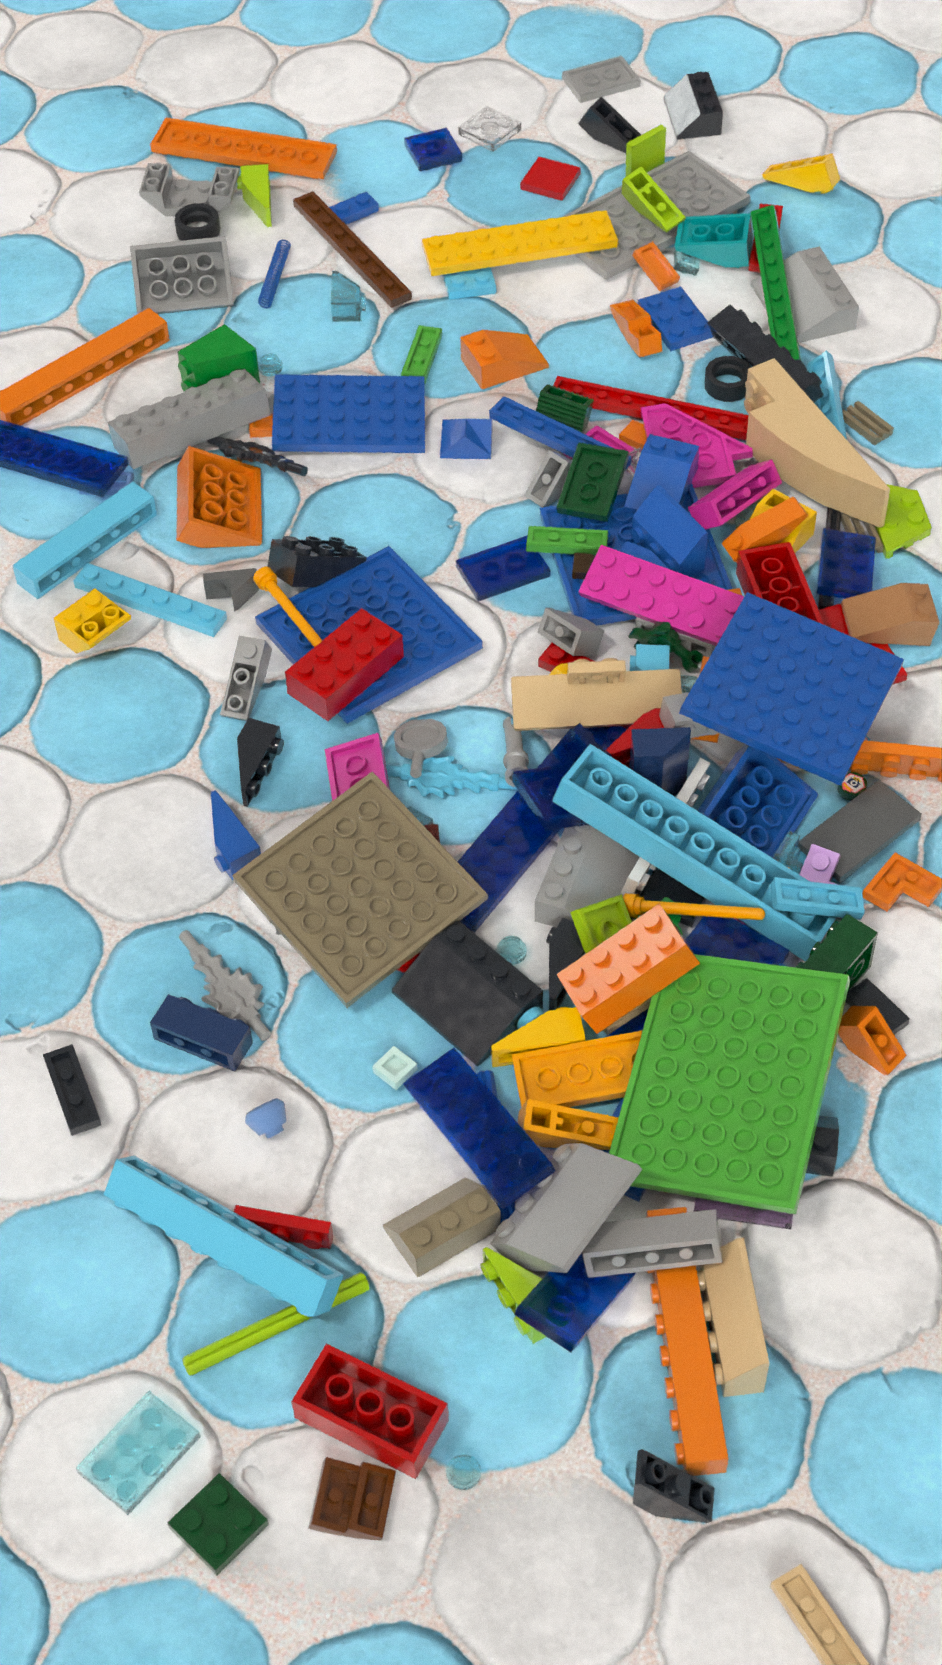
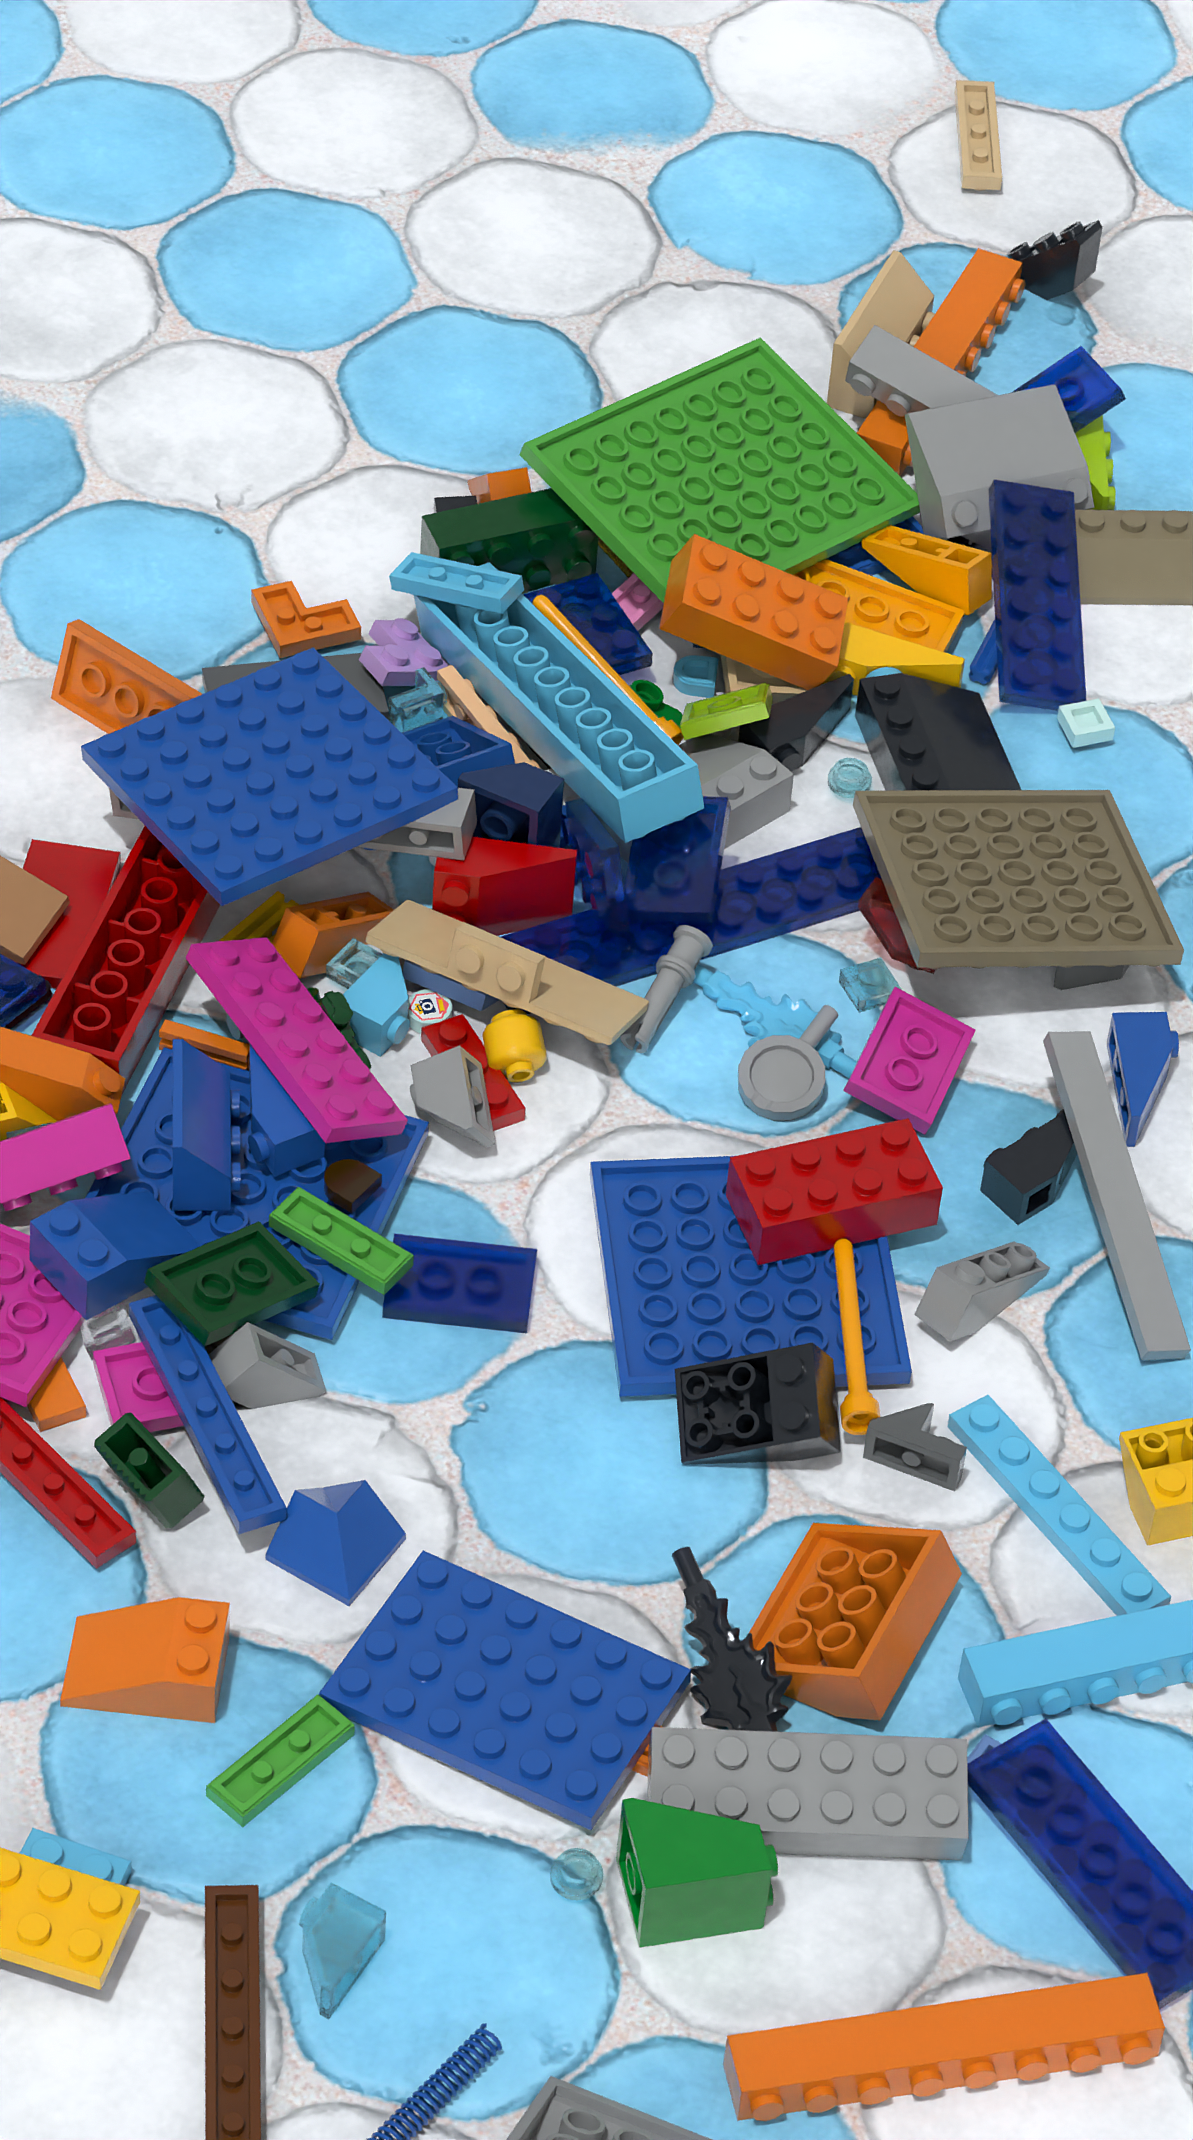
camera: 155 degrees left, 5 degrees down
(204, 747) = (1116, 1196): none -> light grey tile

